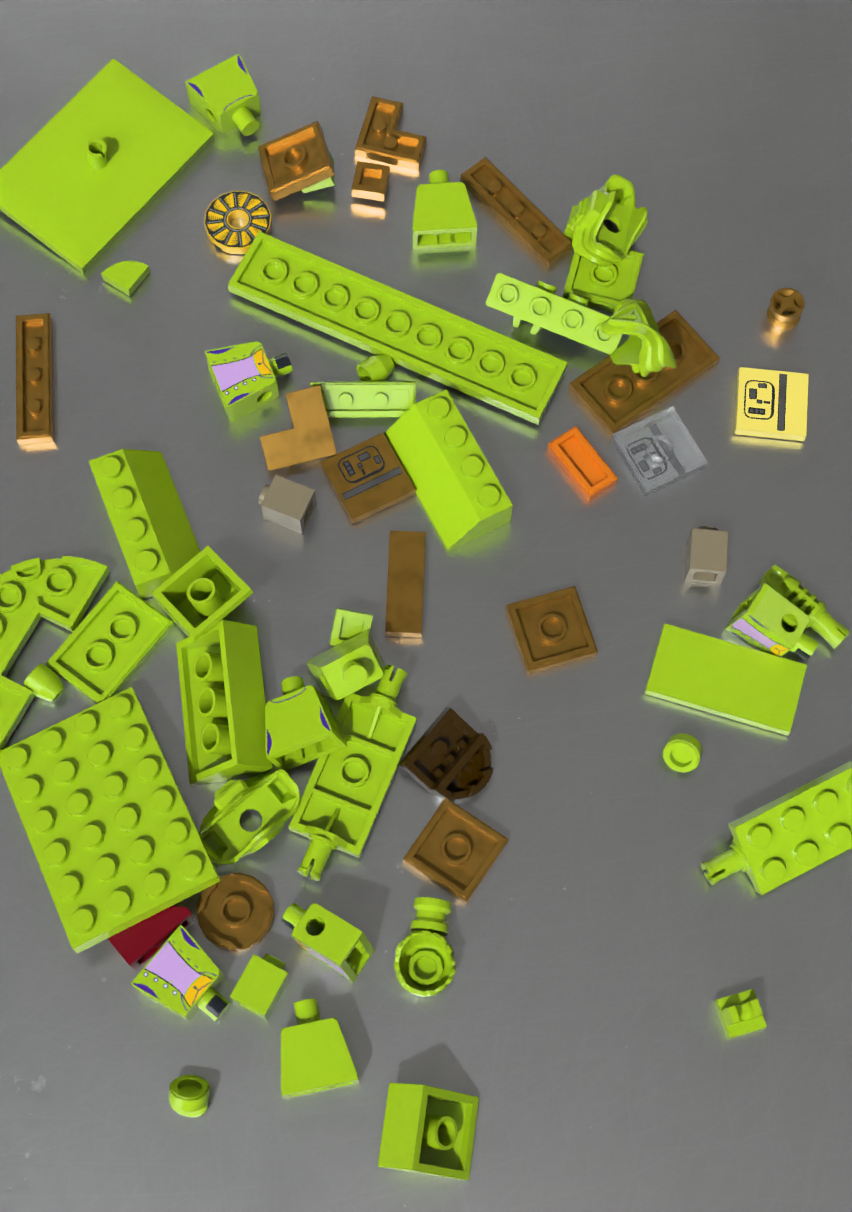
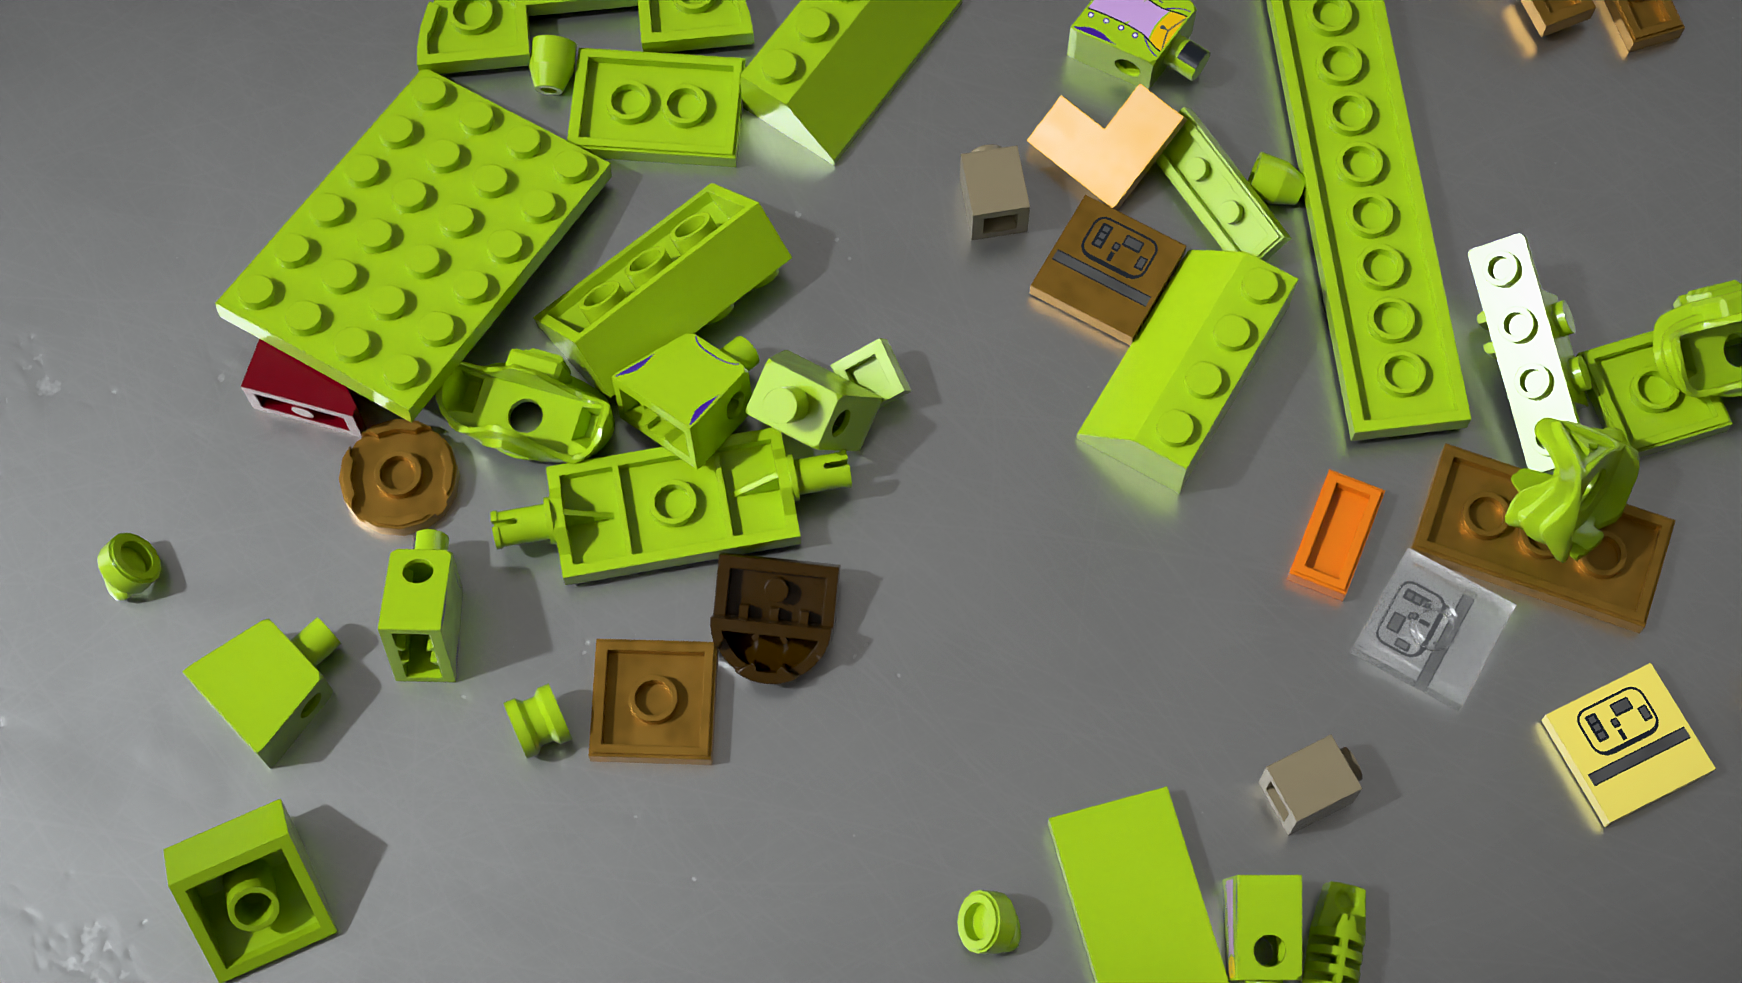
camera: 60 degrees right, 0 degrees up
(183, 978) = (271, 464): torso -> none
(201, 593) = (785, 159): lime slope -> none
(261, 985) = (316, 564): lime brick -> none
(405, 584) = (988, 410): pearl gold tile -> none
(424, 963) = (467, 749): lime hair -> none
(443, 214) = (1575, 118): lime torso -> none
(516, 212) = (1663, 216): pearl gold tile -> none
(551, 630) = (1053, 640): pearl gold tile -> none

